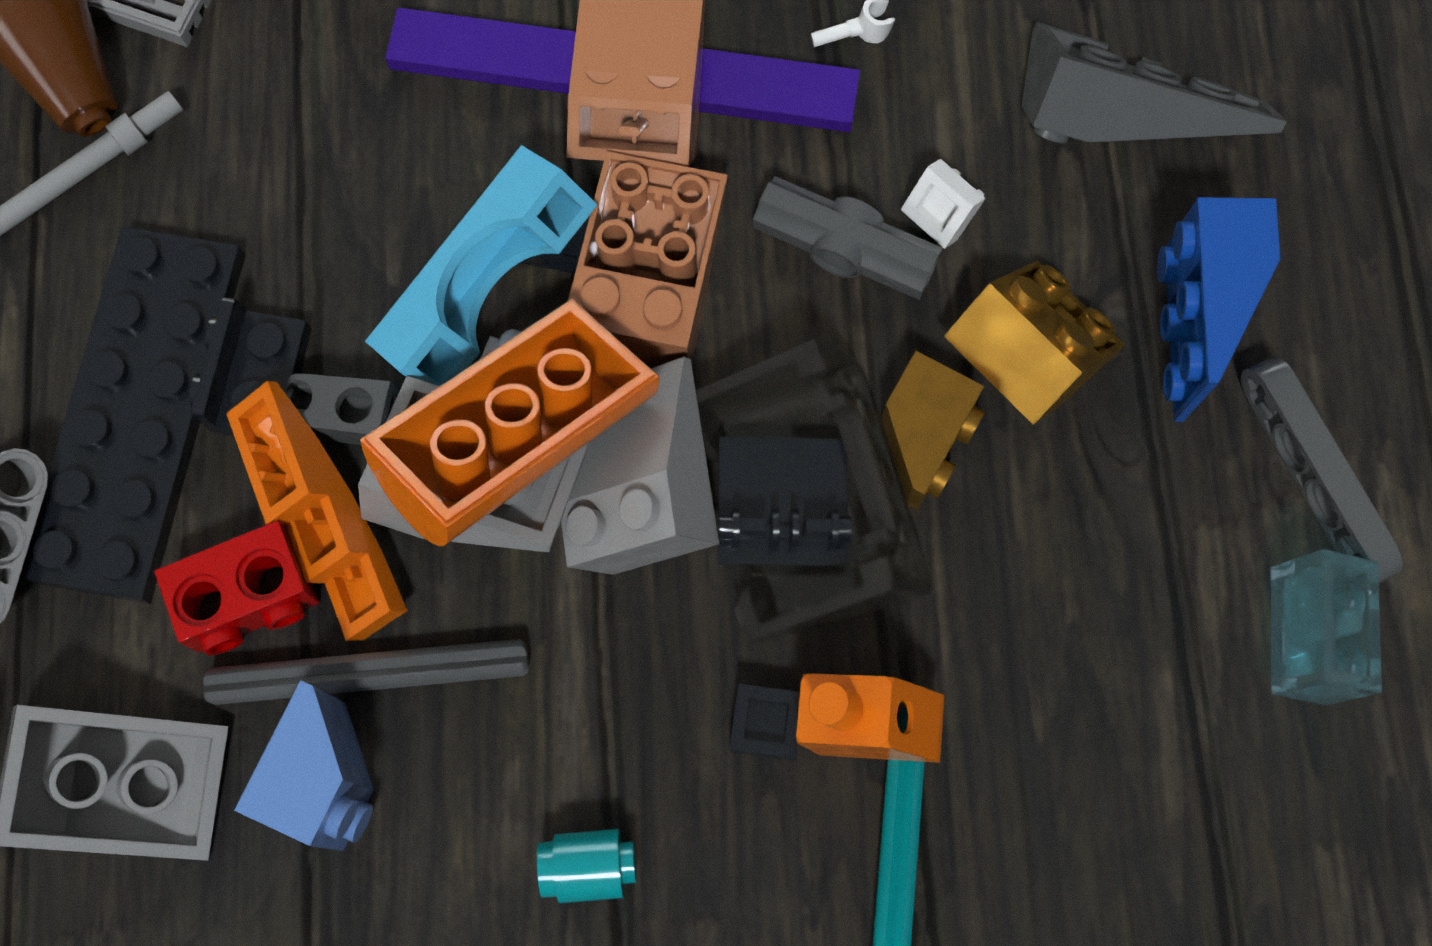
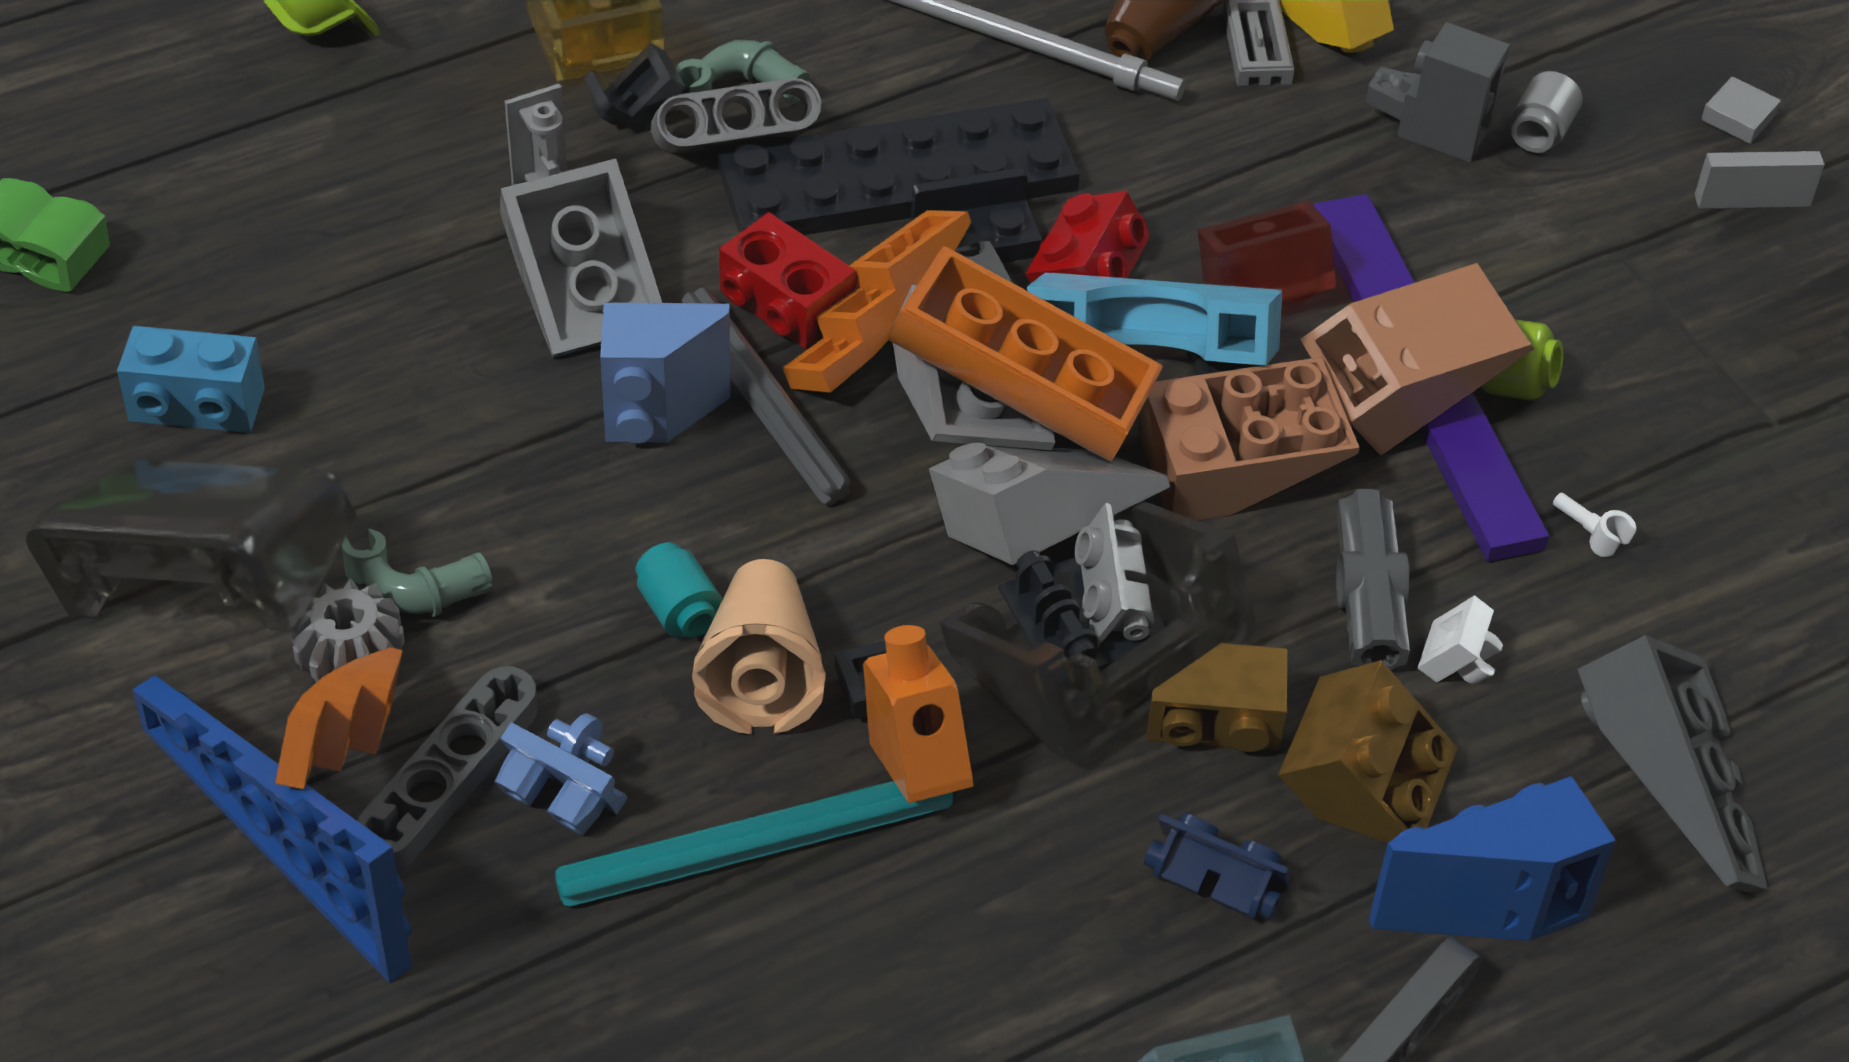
camera: 60 degrees right, 25 degrees down
(334, 281) = (1093, 238): none -> red bracket
(446, 134) = (1271, 250): none -> clear red brick
(694, 817) = (760, 654): none -> light nougat cone
(745, 456) = (1107, 556): none -> light grey hinge
(1109, 499) = (1244, 871): none -> dark blue hinge

